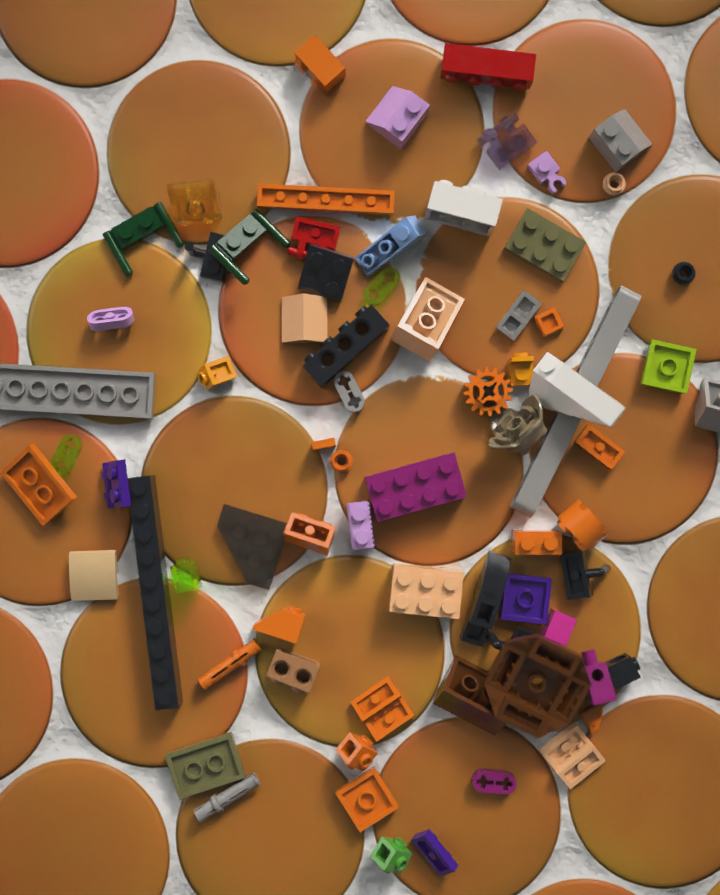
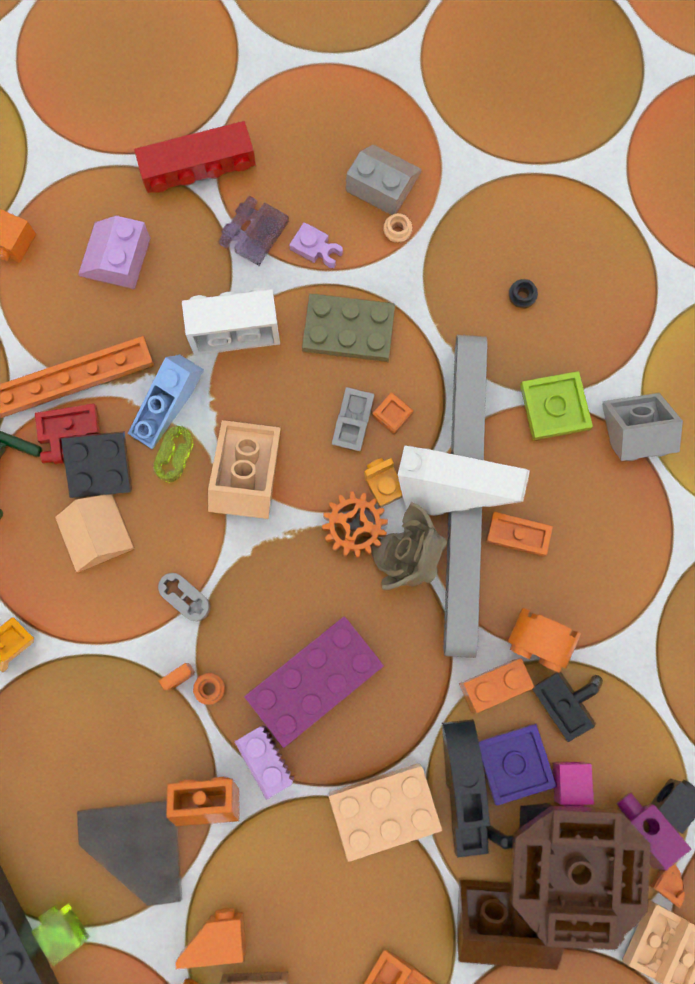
camera: 25 degrees left, 10 degrees down
(376, 325) = (158, 560): black brick -> none

